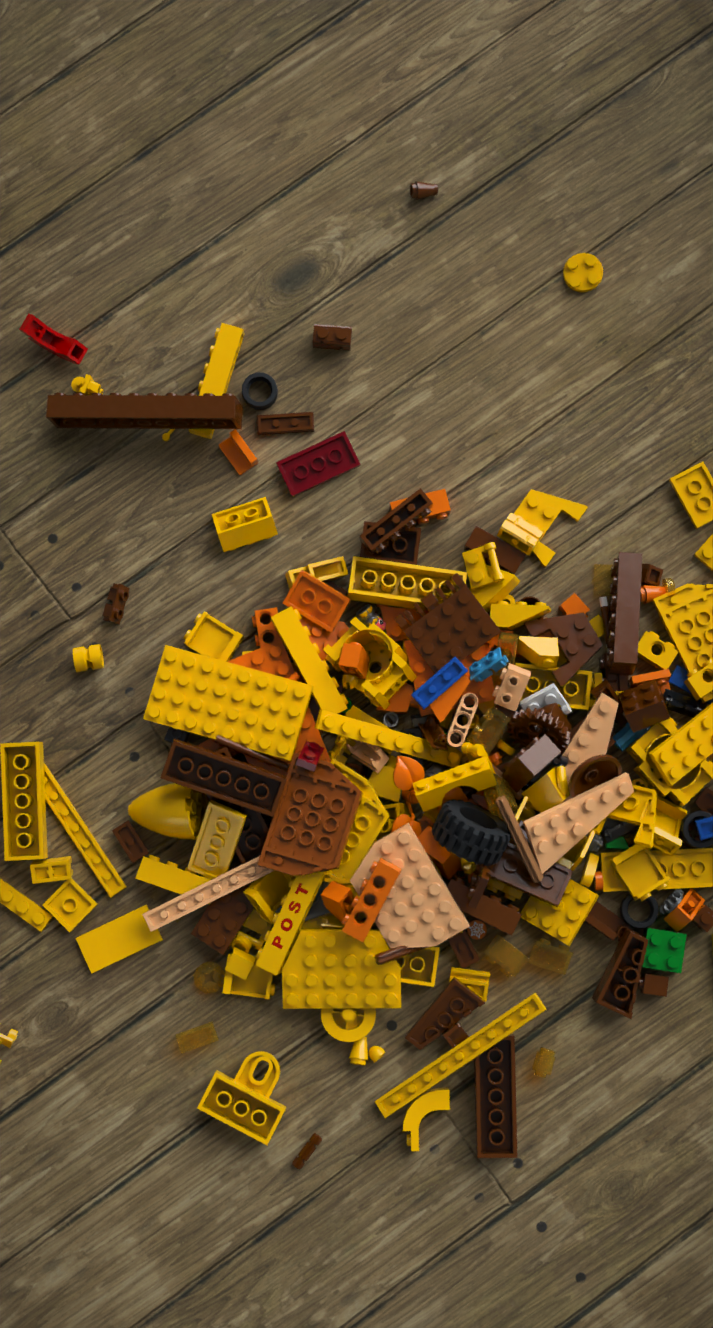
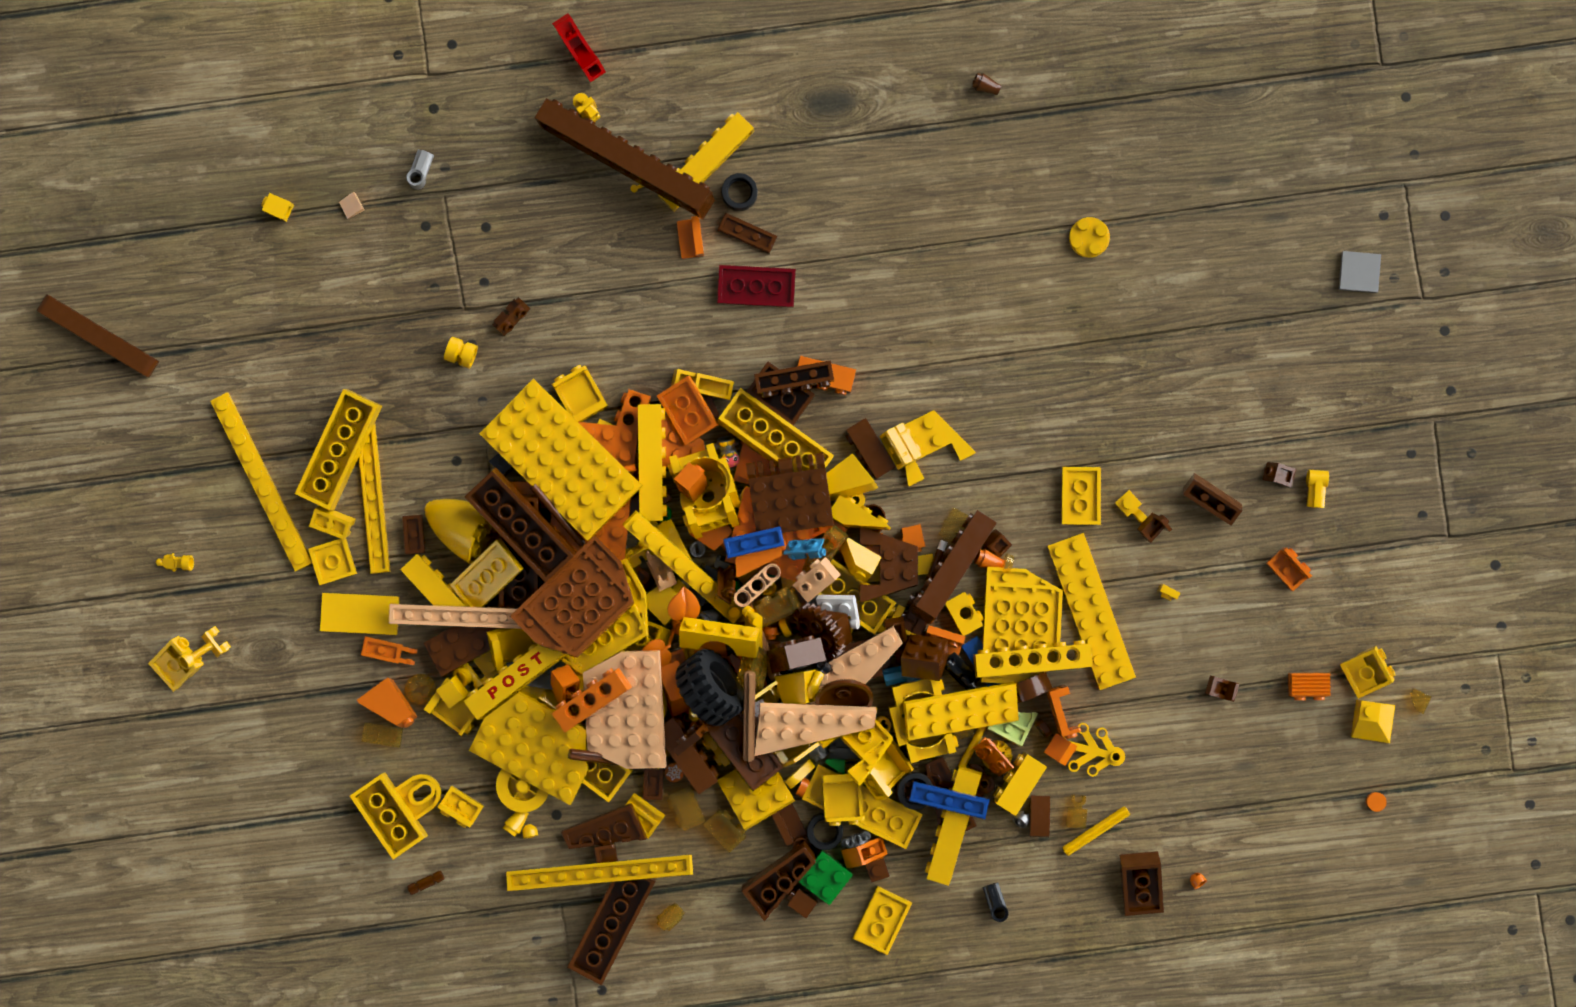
camera: 30 degrees right, 5 degrees up
(160, 959) = (386, 650): none -> orange hinge
(188, 1005) = (389, 703): none -> orange slope
(244, 524) = (661, 305): yellow slope -> none
(302, 1064) = (460, 807): none -> yellow bracket
(310, 756) = (606, 545): dark red plate -> none
(332, 337) = (830, 177): reddish brown brick -> none
(349, 680) = (678, 496): yellow hinge -> none
(427, 1102) = (545, 897): yellow arch -> none
(477, 567) = (845, 457): yellow plate -> none

